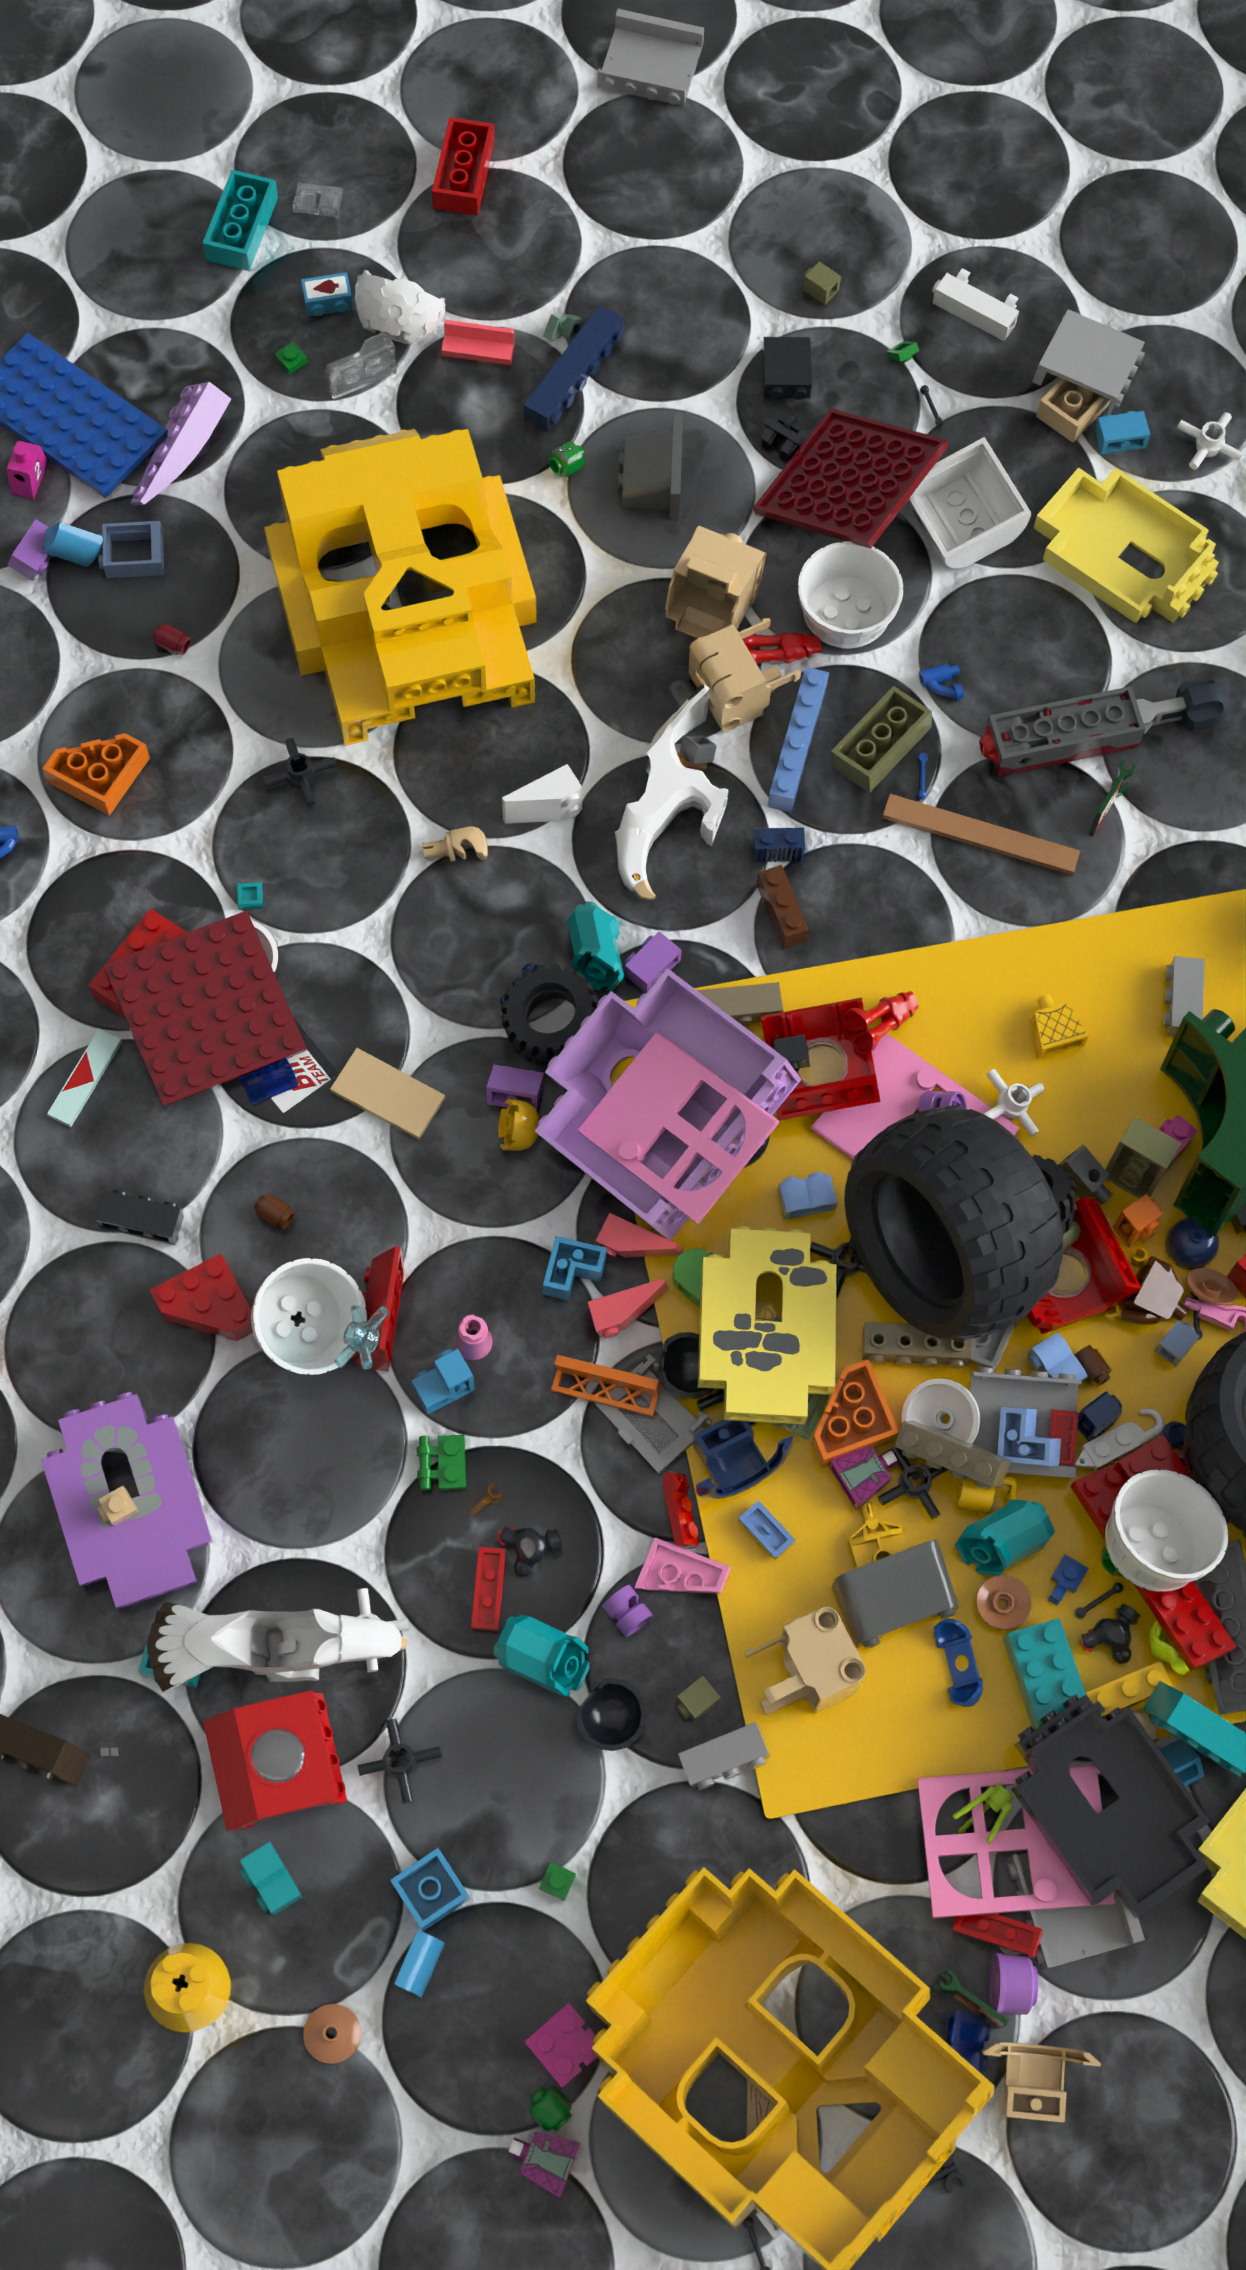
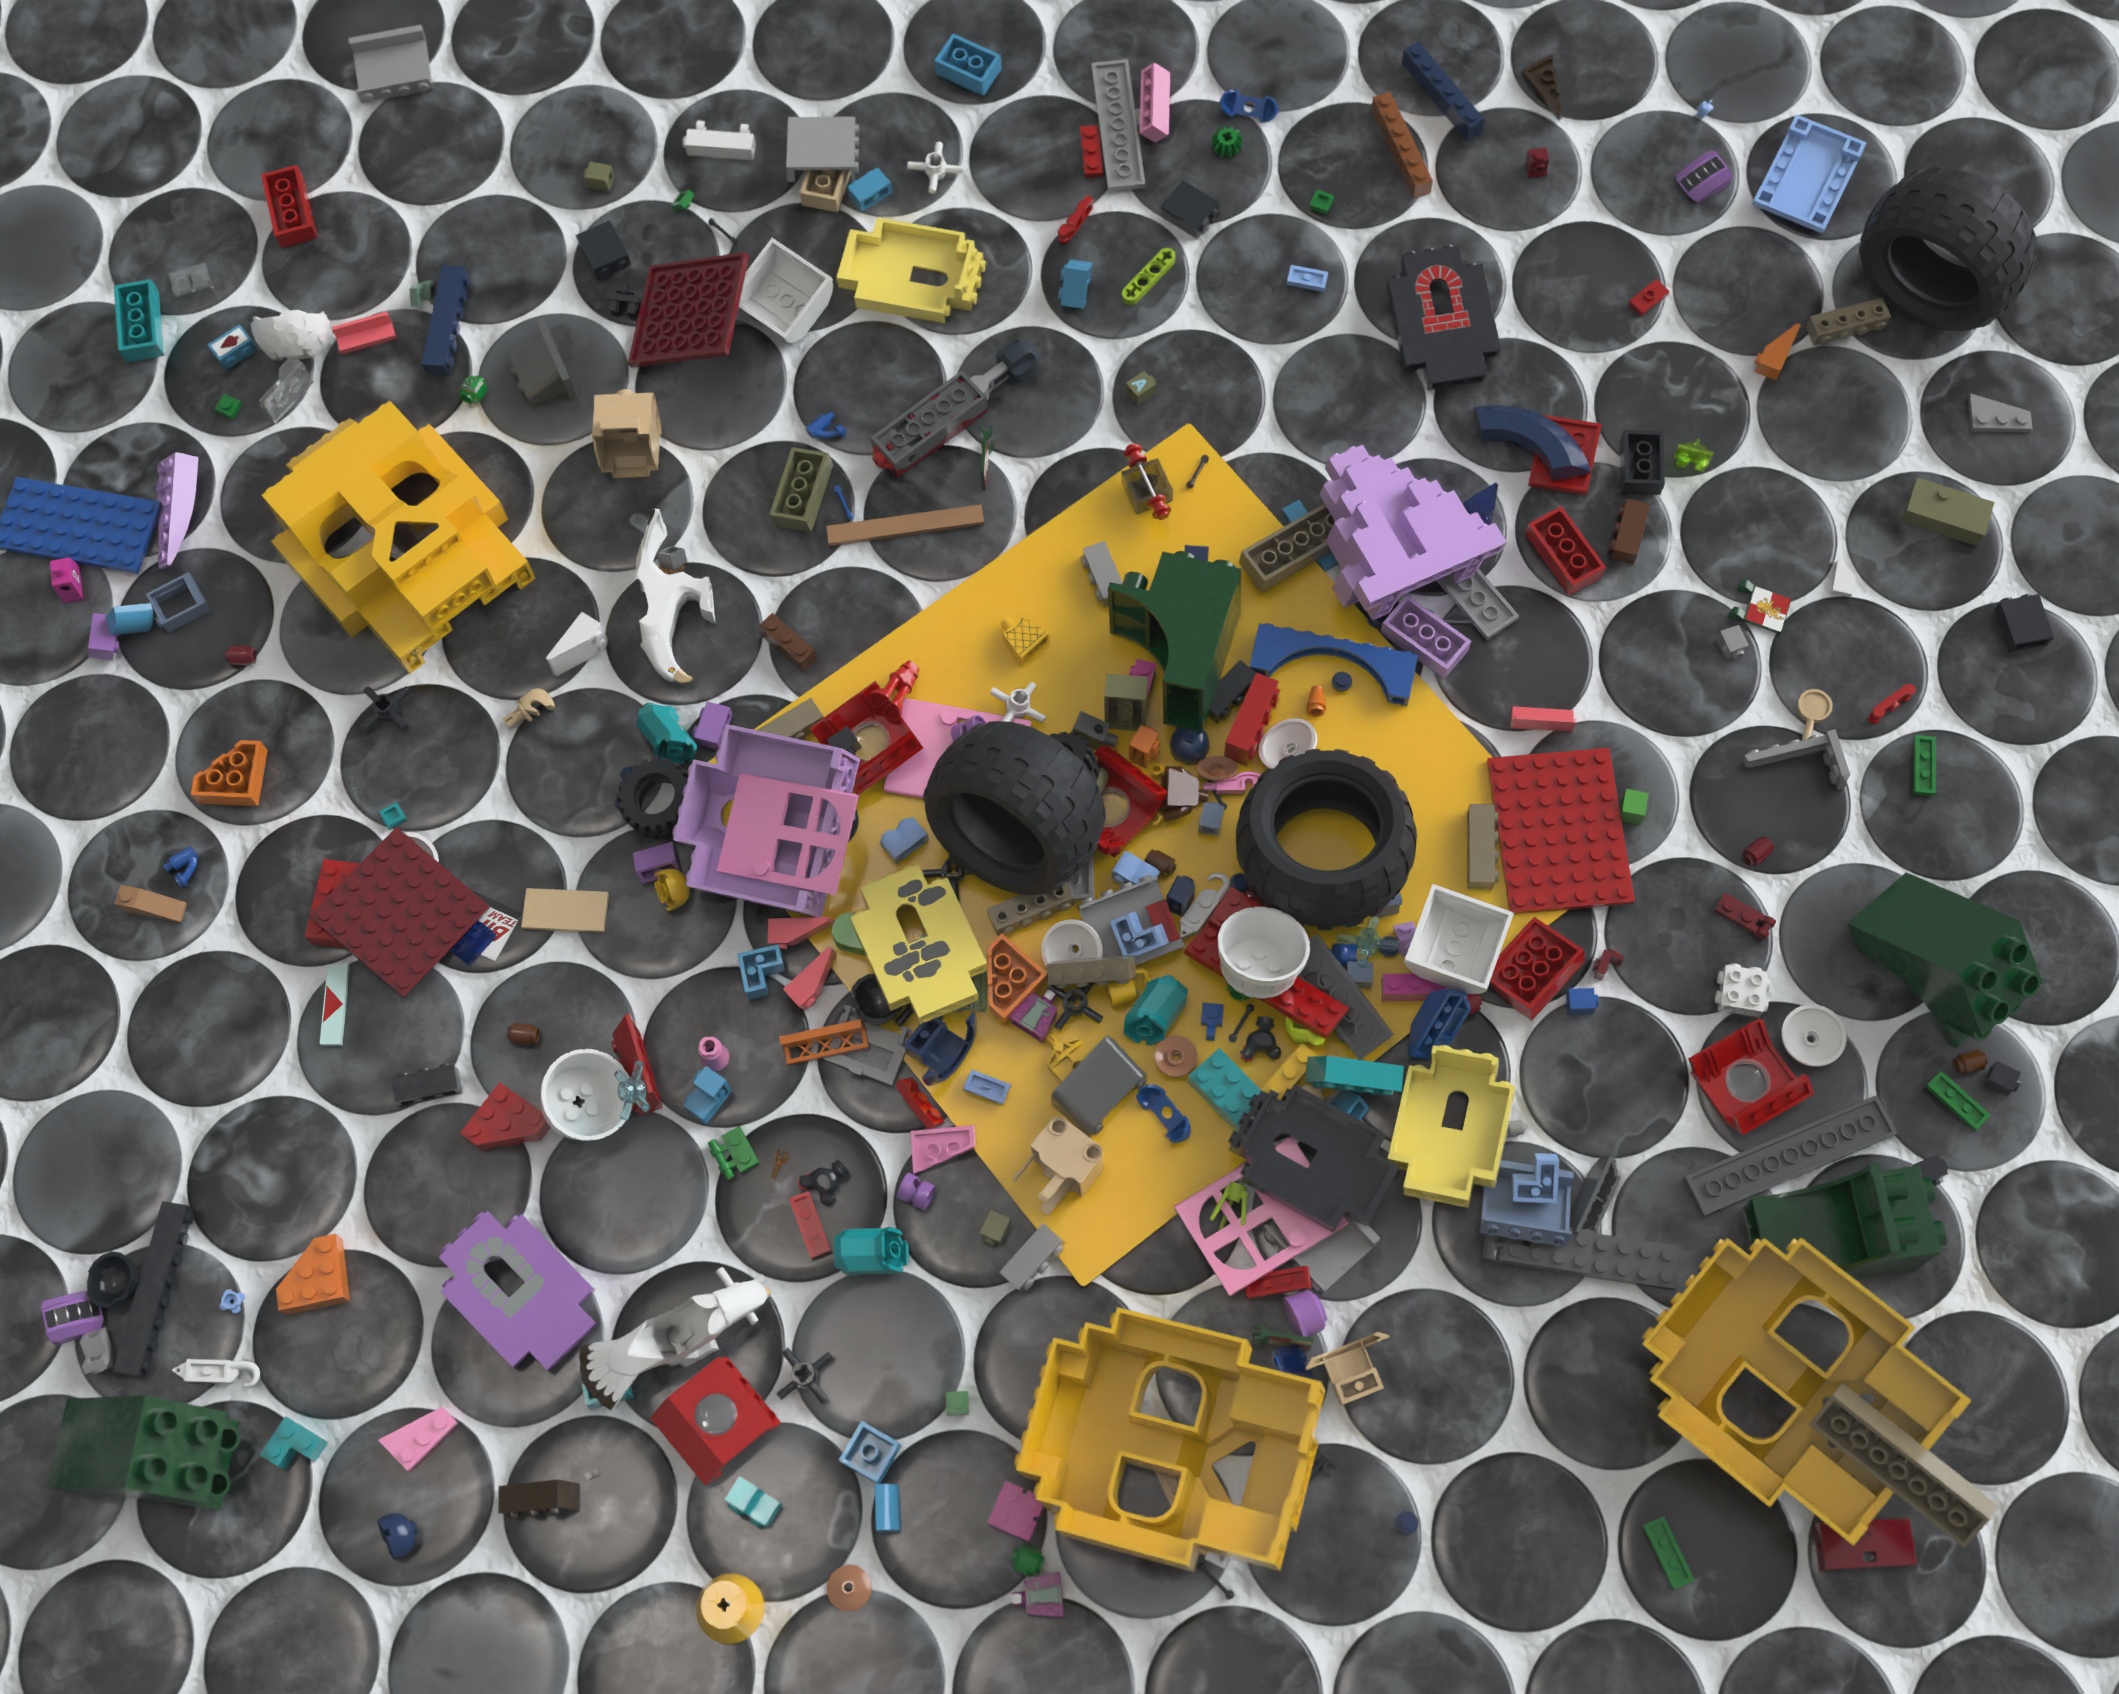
camera: 20 degrees left, 0 degrees up
(117, 1506) = (512, 1297): tan brick -> none
(612, 1715) = (940, 1268): black cylinder -> none
(734, 680) = (672, 493): tan piece -> none
(778, 844) = (763, 599): dark blue brick -> none
(790, 647) = (704, 454): red piece -> none
(798, 739) = (741, 517): medium blue brick -> none
(849, 594) = (728, 395): white piece -> none

